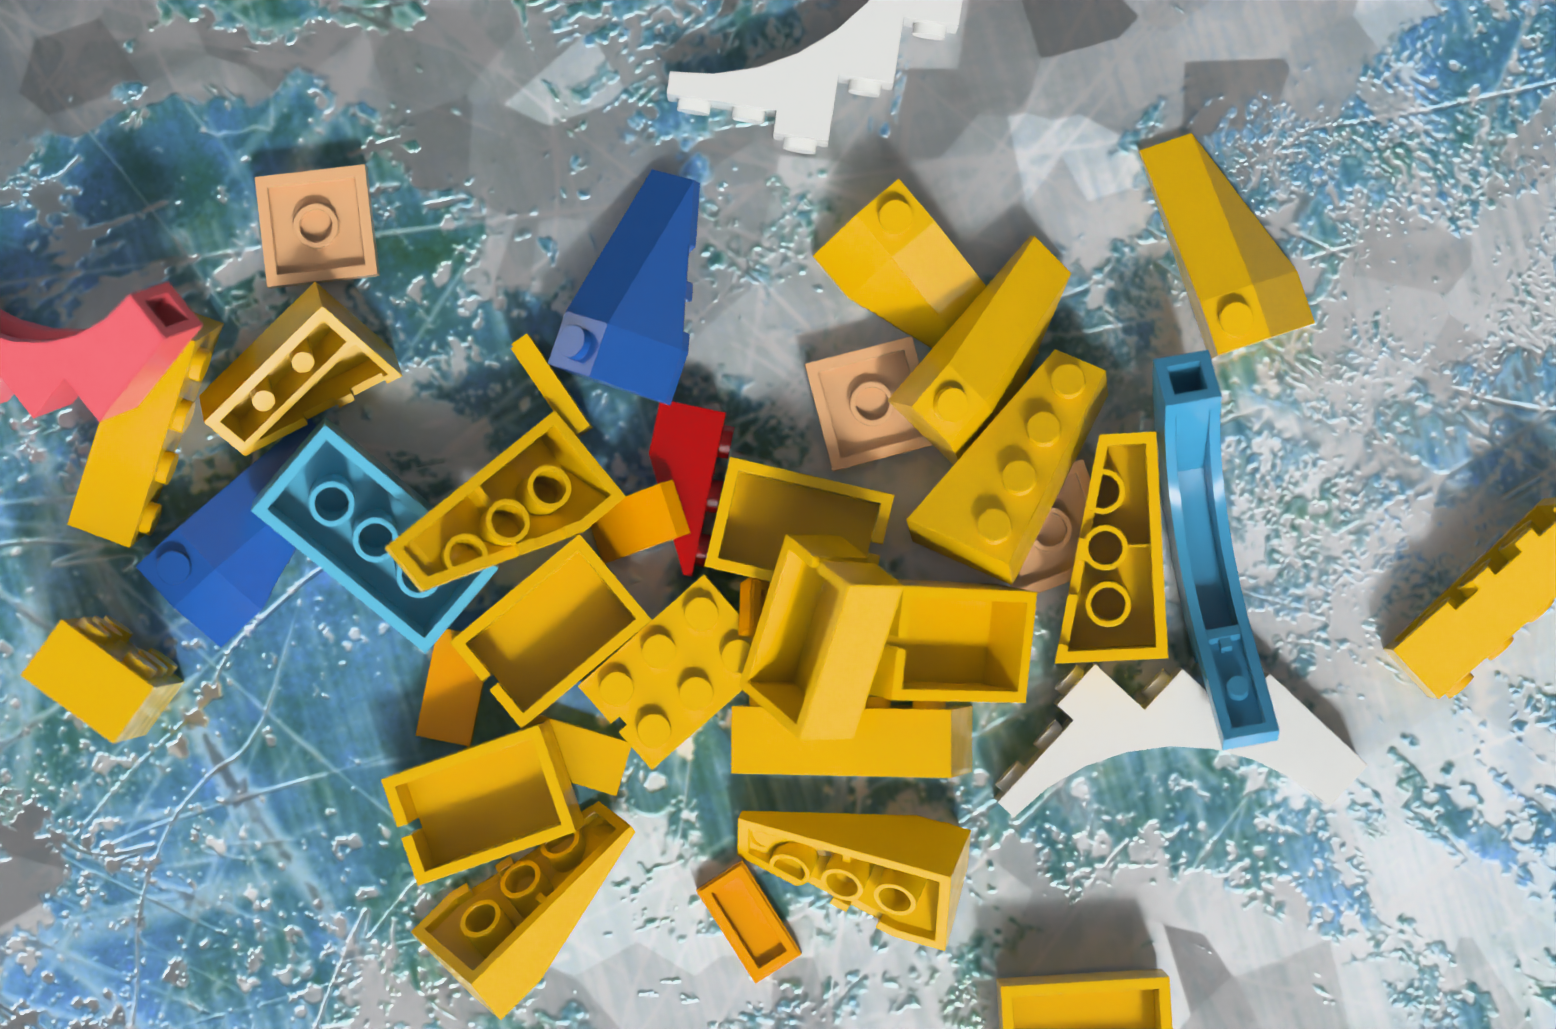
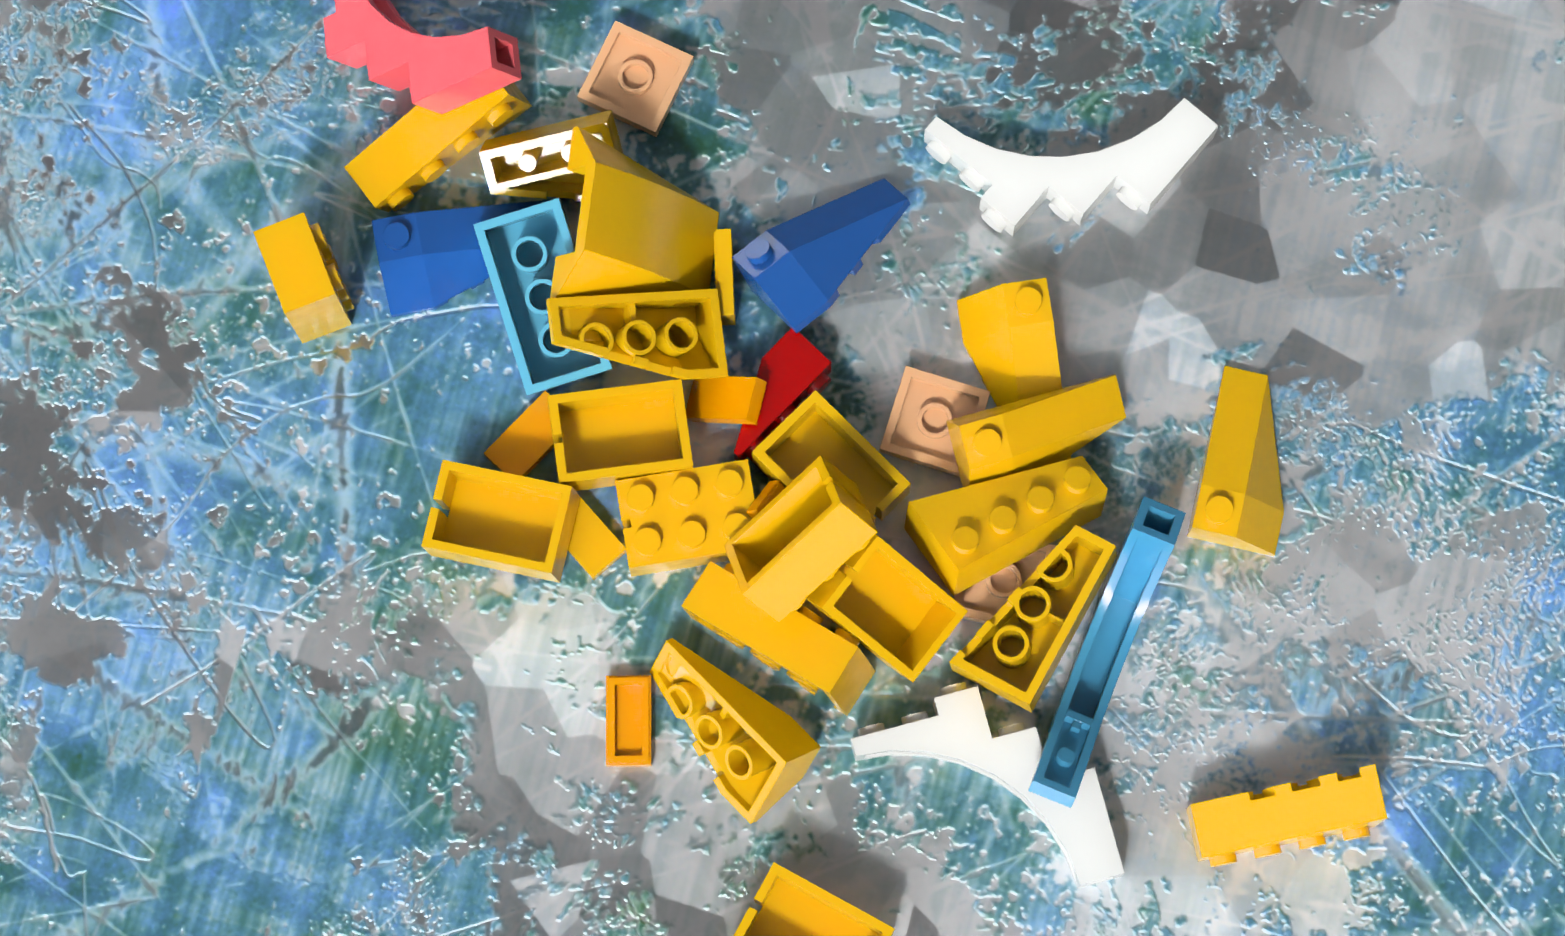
camera: 35 degrees right, 10 degrees down
(428, 404) = (632, 229): none -> yellow wedge
(515, 922) = (462, 622): yellow wedge -> none

